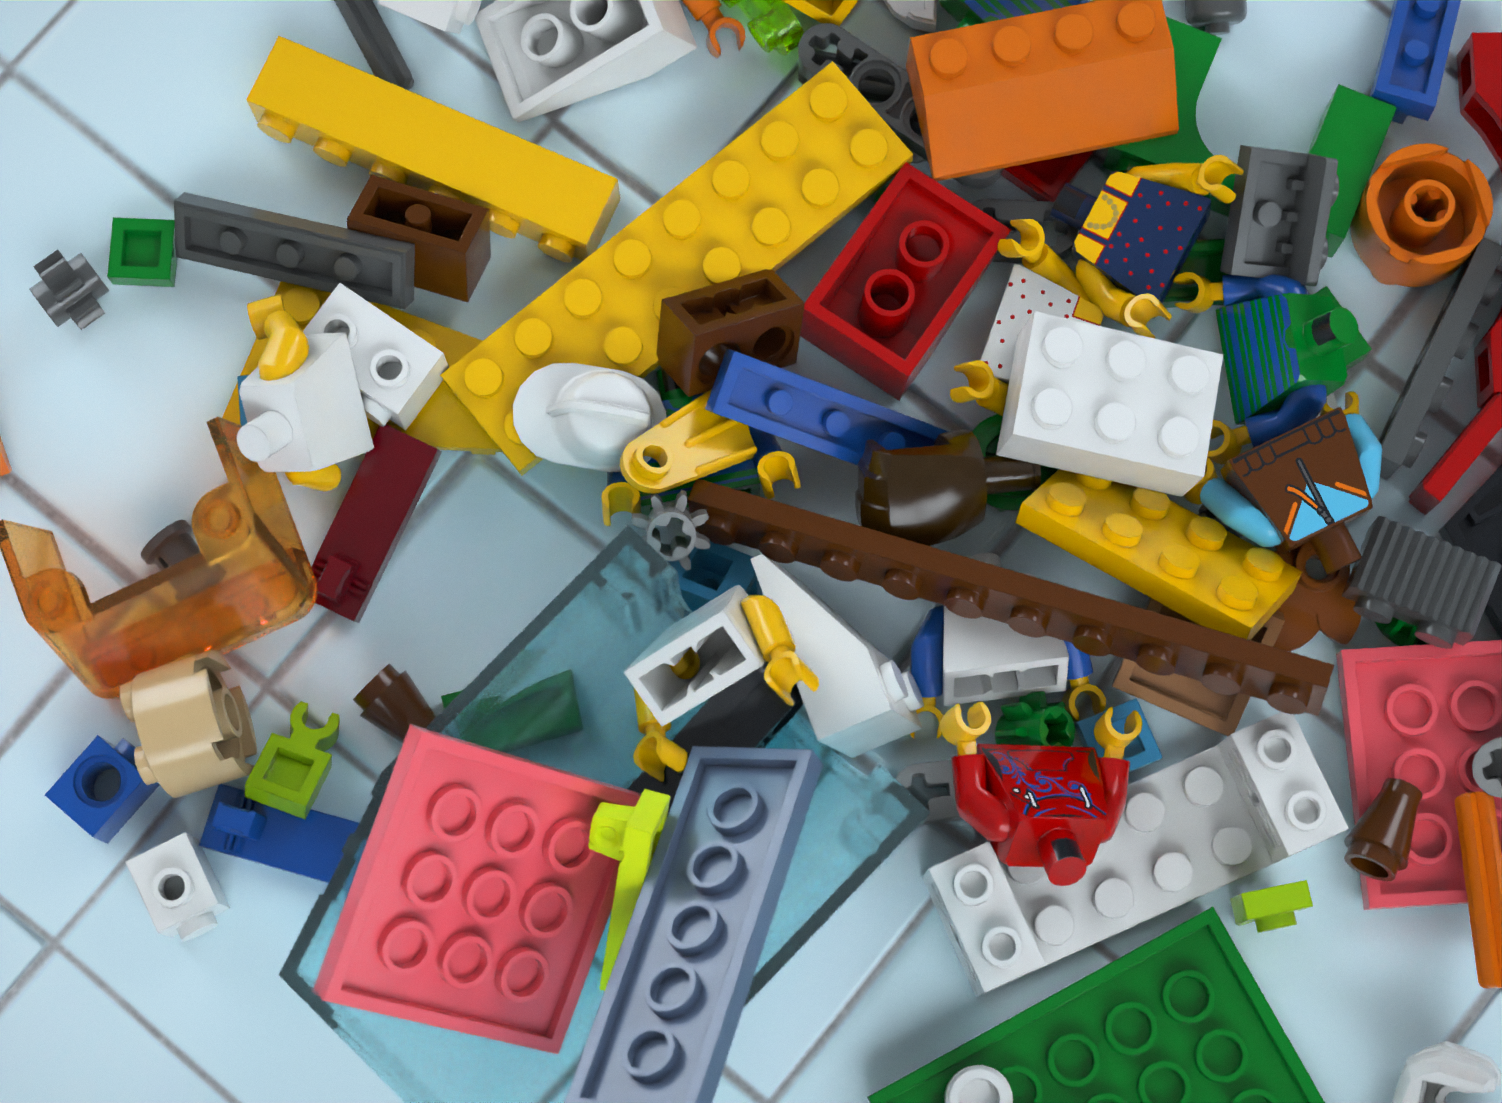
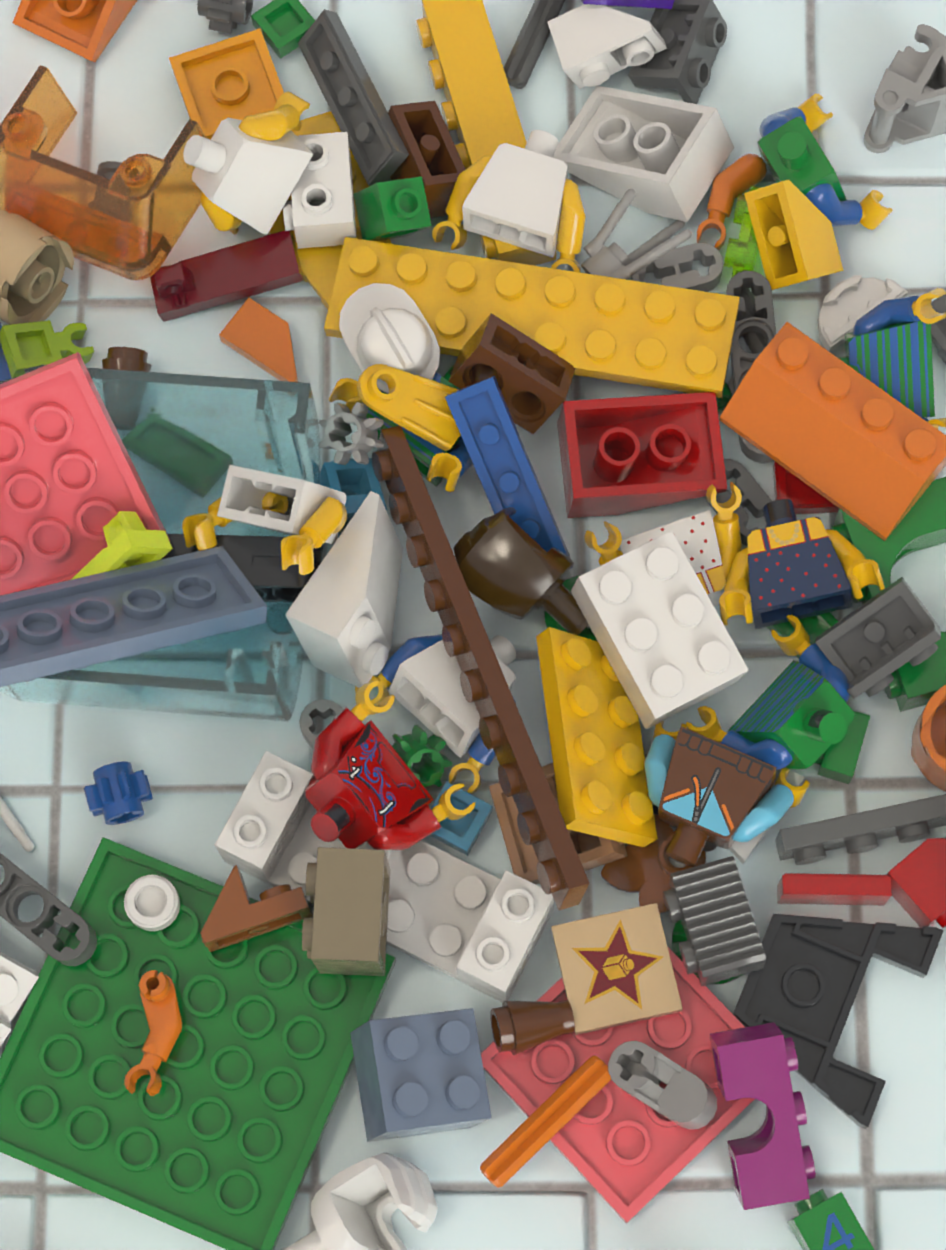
camera: 55 degrees right, 5 degrees down
(166, 359) = (227, 80): none -> light orange plate
(455, 305) = (392, 209): none -> green brick
(469, 541) = (262, 340): none -> orange tile
(556, 179) = (520, 201): none -> white torso
(681, 147) = (614, 261): none -> light grey plant
(724, 96) = (676, 268): none -> light grey beam
(834, 1047) = (118, 793): none -> blue gear
(1067, 1027) = (238, 919): none -> dark orange slope
(1159, 915) = (349, 911): none -> dark tan brick
(1272, 906) = (418, 986): lime plate -> none
(1353, 973) = (420, 1074): none -> sand blue brick
(1390, 708) = (616, 968): none -> tan tile

